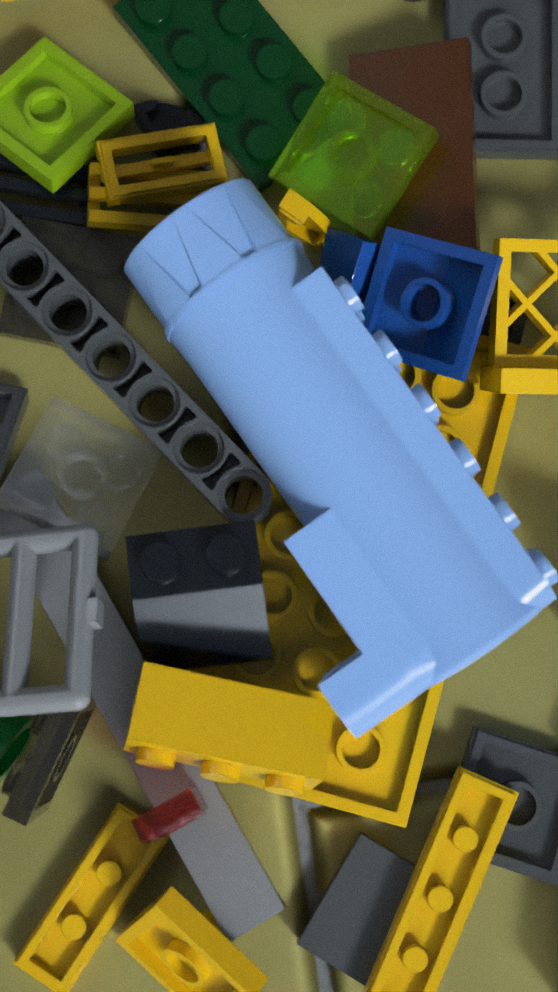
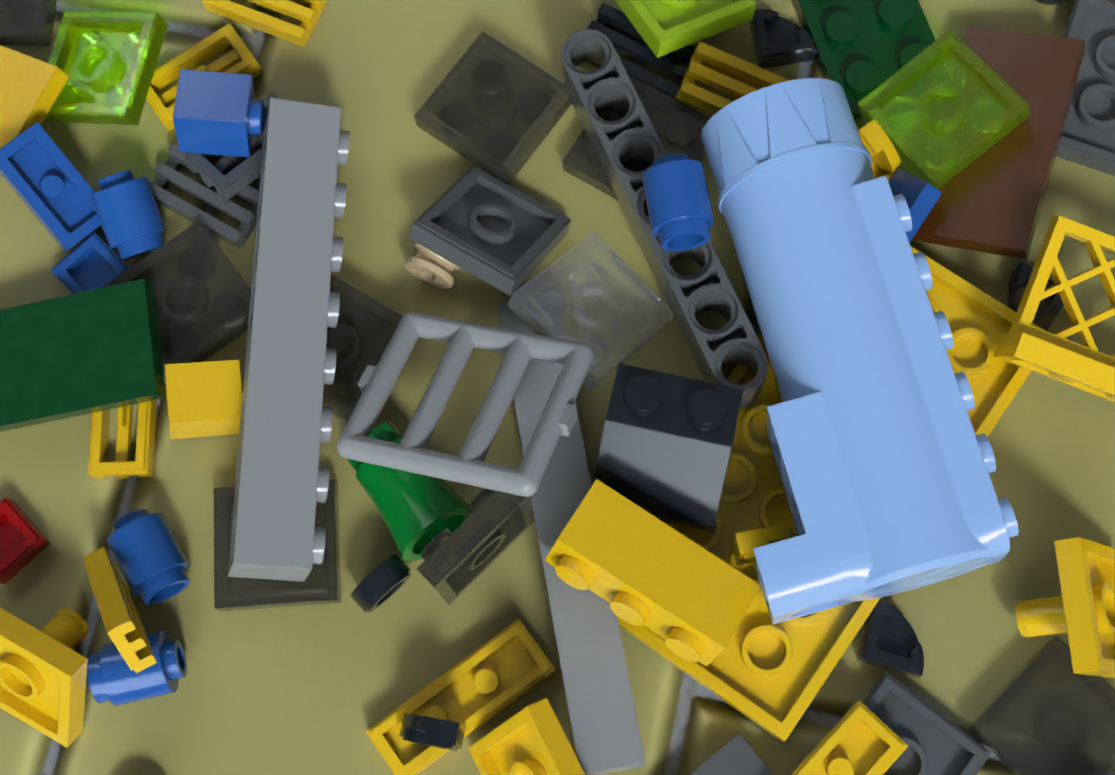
camera: 30 degrees right, 10 degrees down
(81, 945) = (432, 731): none -> black tile
(126, 354) = (678, 202): none -> blue brick
(164, 187) = (758, 41): yellow tile -> none
(170, 816) = (569, 631): clear red tile -> none
(325, 655) = (747, 540): none -> yellow tile
(430, 300) = (977, 254): blue slope -> none
(473, 696) = (891, 641): none -> black tile

